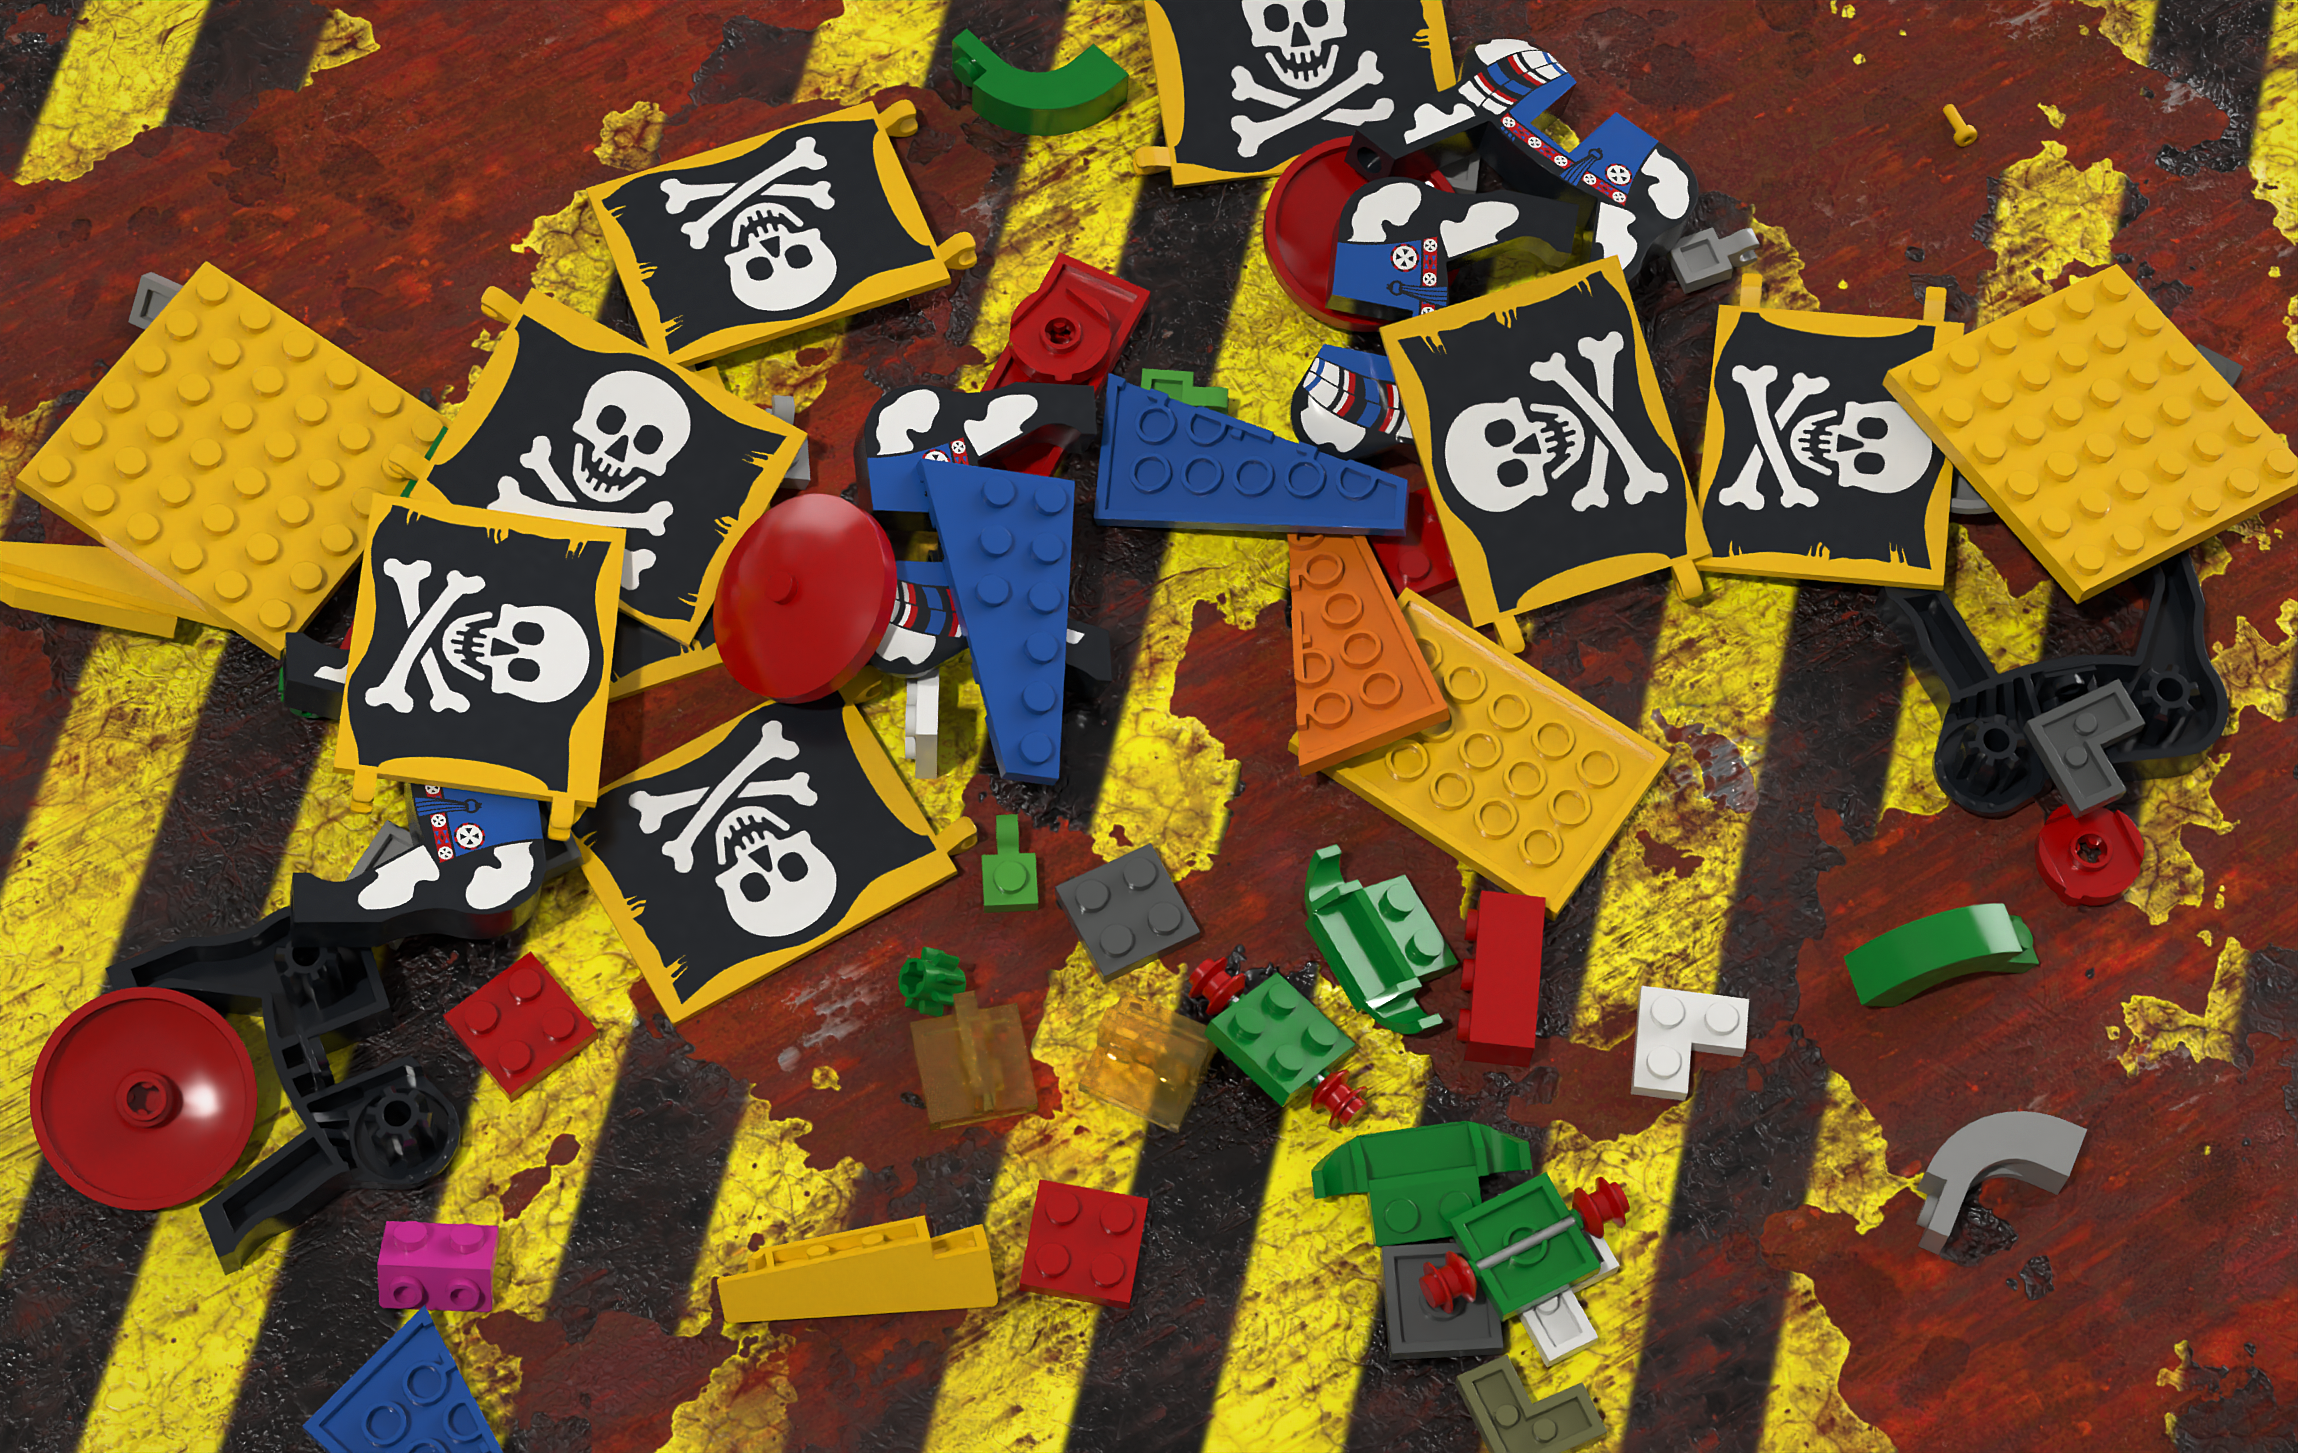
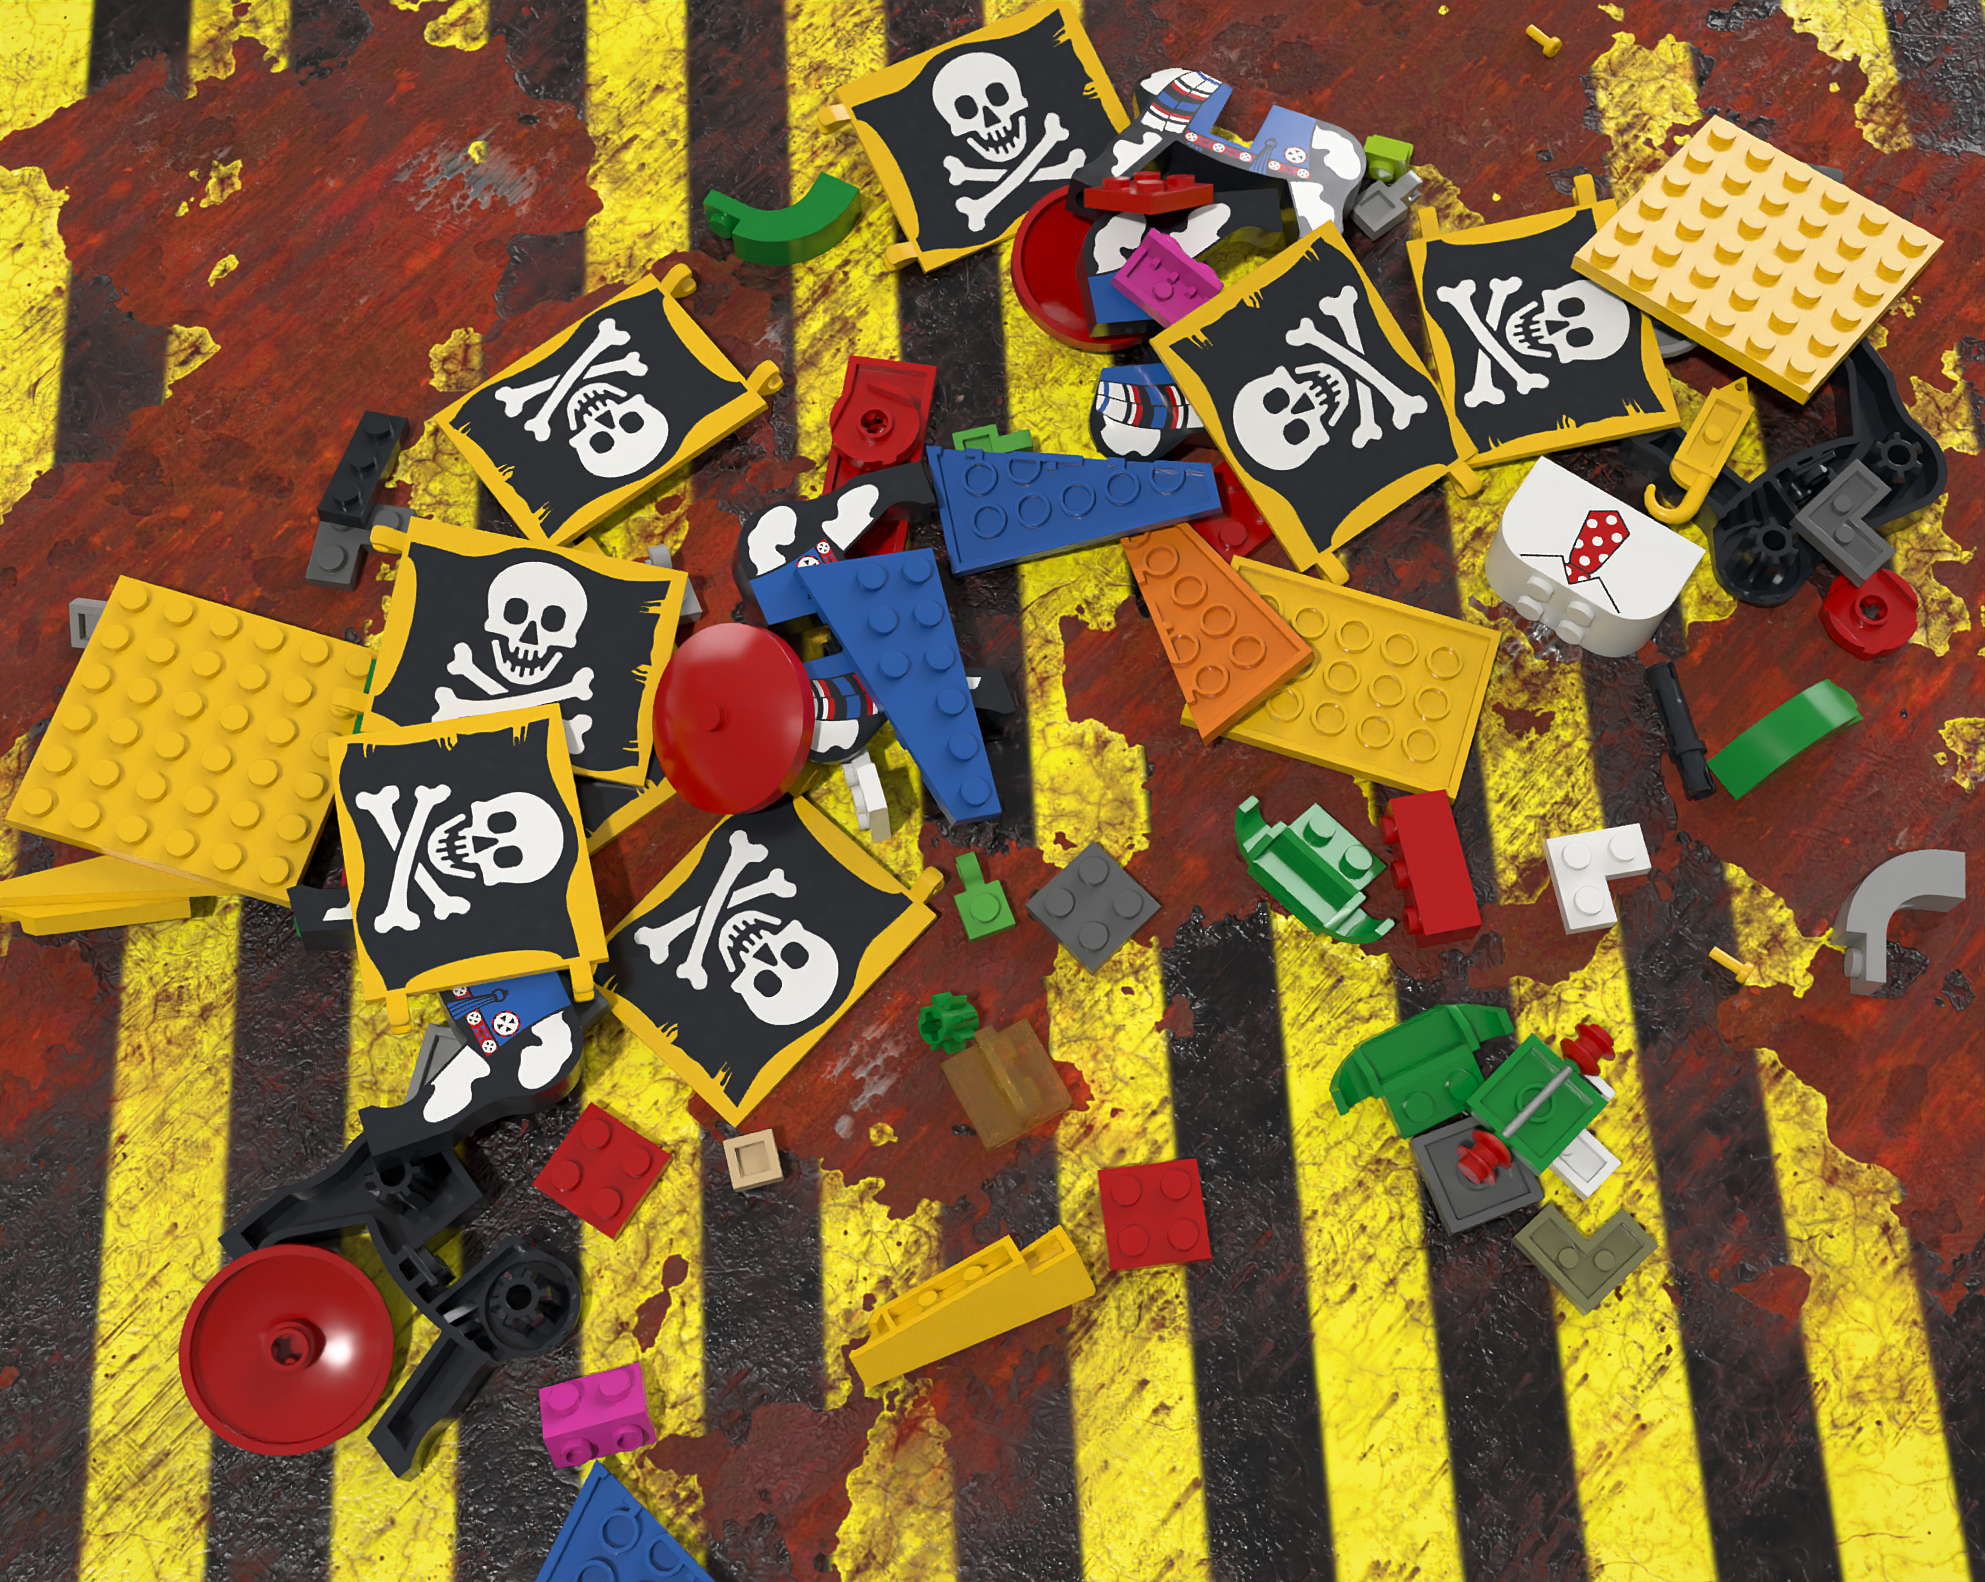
camera: 10 degrees left, 5 degrees up
(454, 289) = (341, 548): none -> dark grey plate
(495, 224) = (364, 470): none -> black plate
(681, 1061) = (753, 1160): none -> tan plate
(1148, 1061) = (1156, 1033): clear yellow bracket -> none
(1279, 1040) = (1261, 982): green plate -> none
(1418, 268) = (1165, 279): none -> dark pink bracket
(1431, 171) = (1148, 193): none -> red plate
(1727, 205) = (1386, 158): none -> lime bracket
(1788, 707) = (1586, 562): none -> white brick
(1806, 1186) = (1732, 964): none -> yellow piece
(1830, 932) = (1685, 746): none -> black pin
(1958, 622) = (1704, 450): none -> yellow plate

